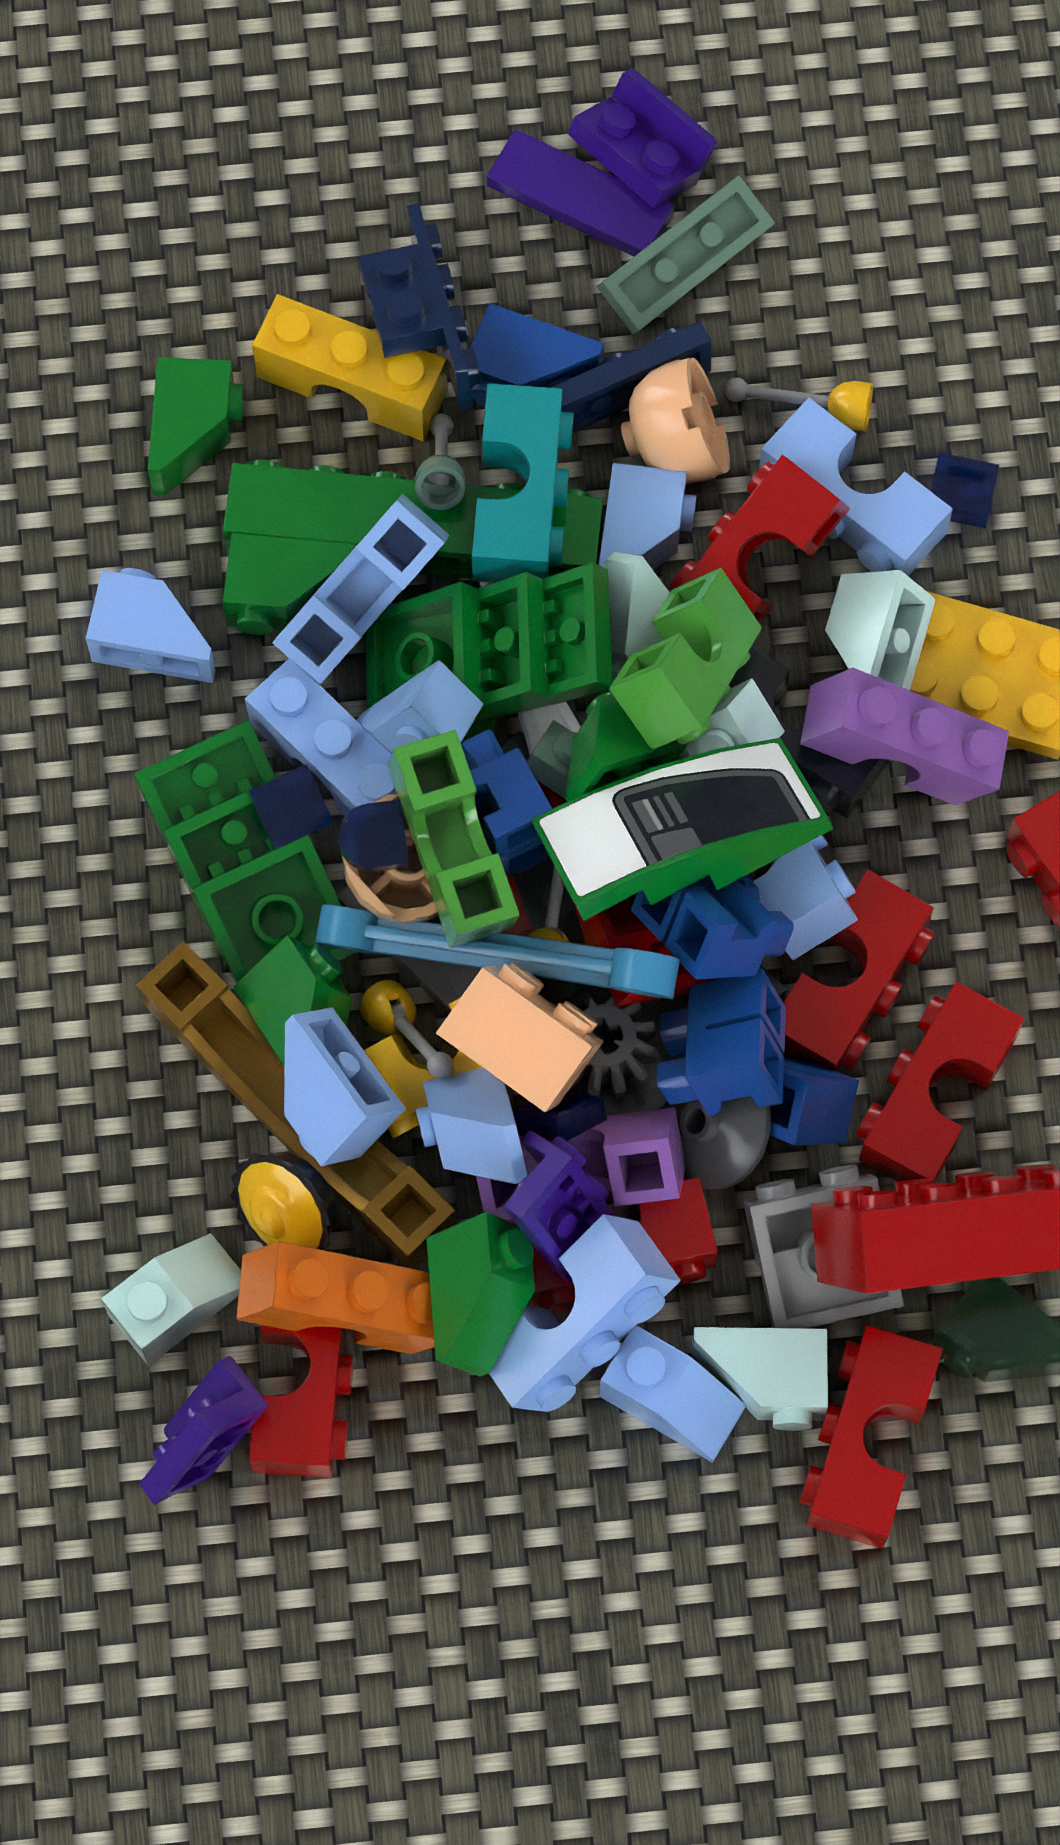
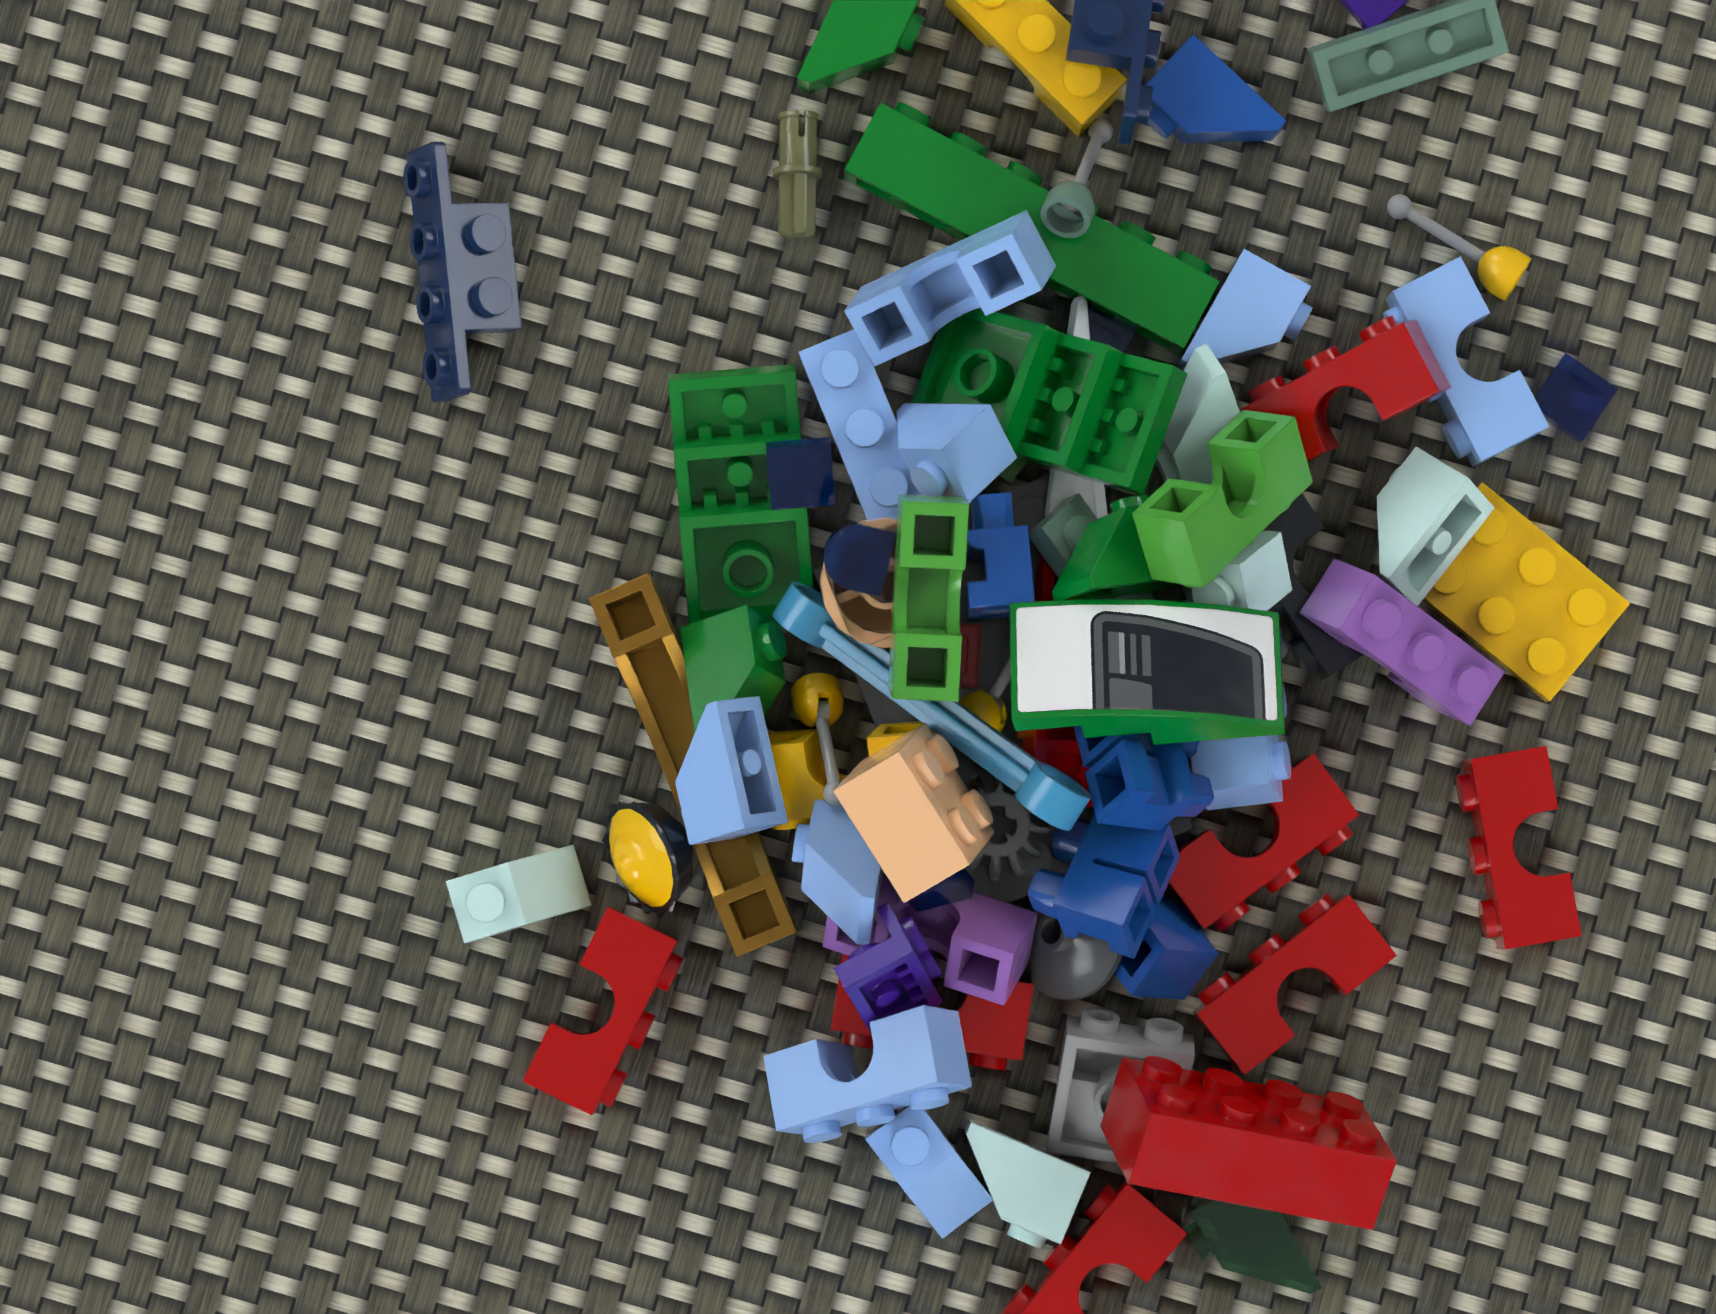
camera: 20 degrees right, 15 degrees up
(145, 628) = (736, 229): light blue slope -> none
(181, 560) = (797, 174): none -> olive axle
(204, 1431) = (494, 1034): dark purple bracket -> none
(275, 578) = (879, 233): green slope -> none
(312, 1287) = (665, 972): orange arch -> none
(478, 1289) = (785, 1017): green slope -> none
(524, 435) = (1171, 194): teal arch -> none
(611, 384) = (1292, 158): dark blue plate -> none
(675, 422) = (1322, 229): light nougat cylinder -> none

